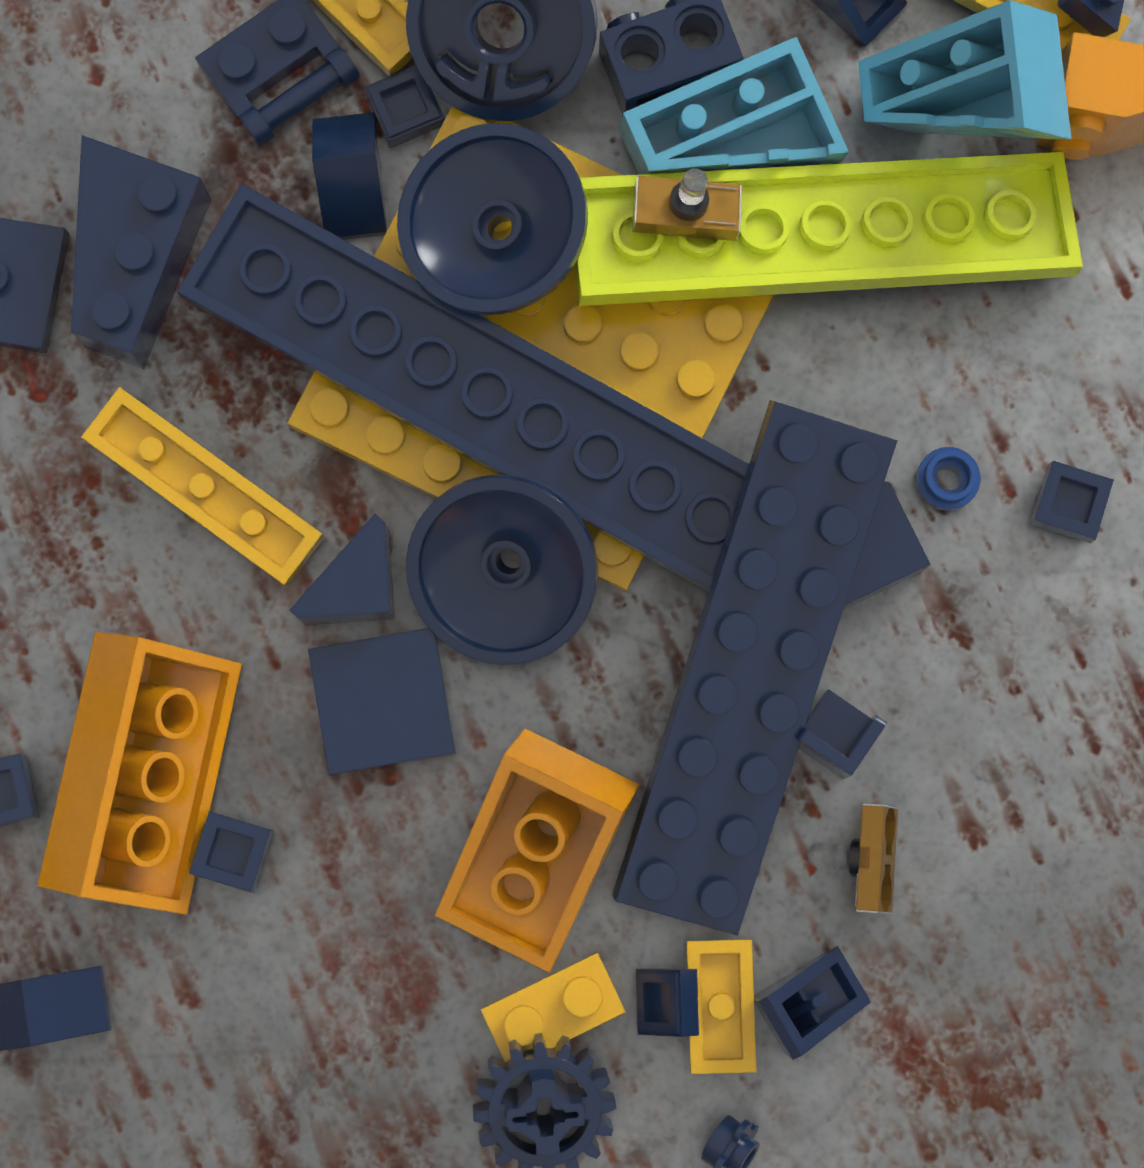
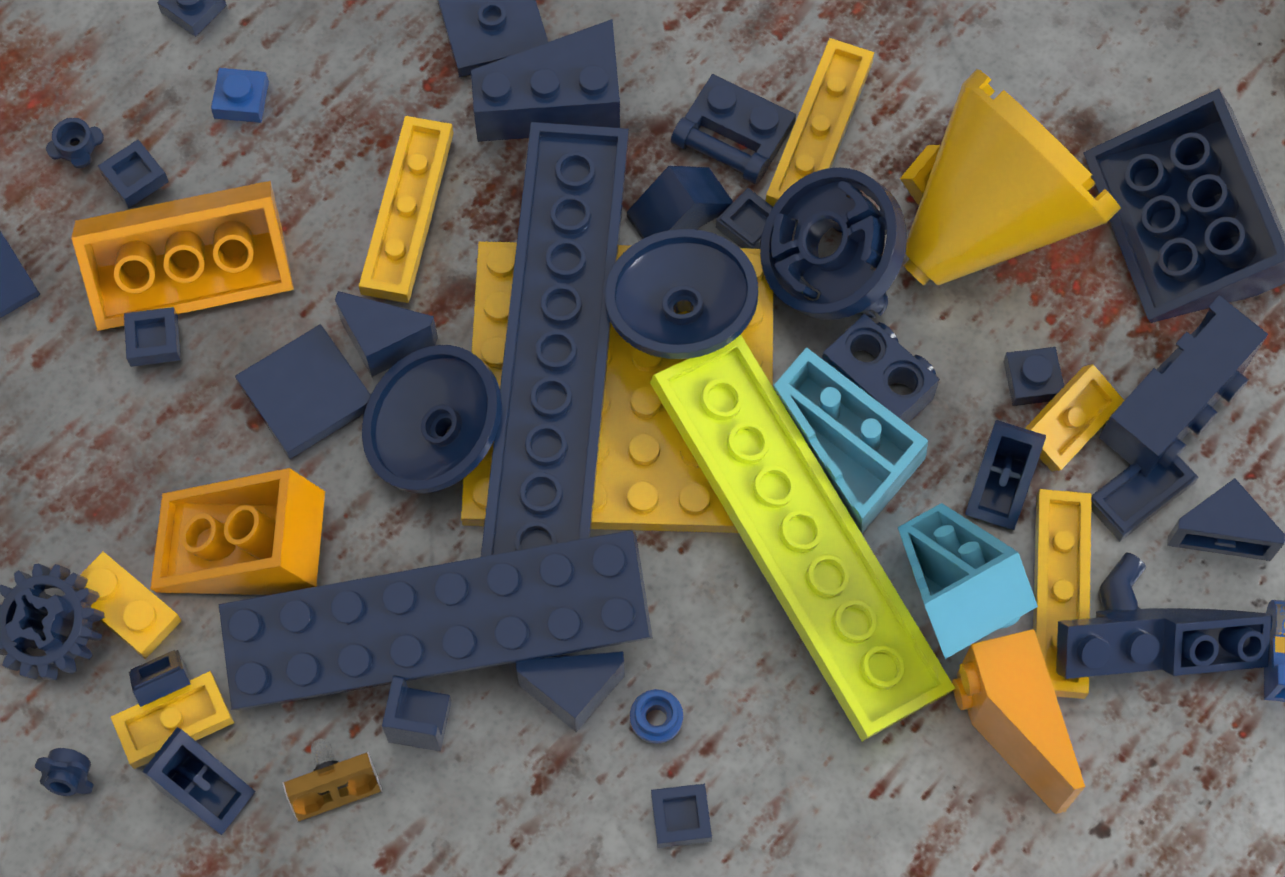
camera: 65 degrees right, 15 degrees down
(687, 207) = (758, 421): pearl gold piece -> none

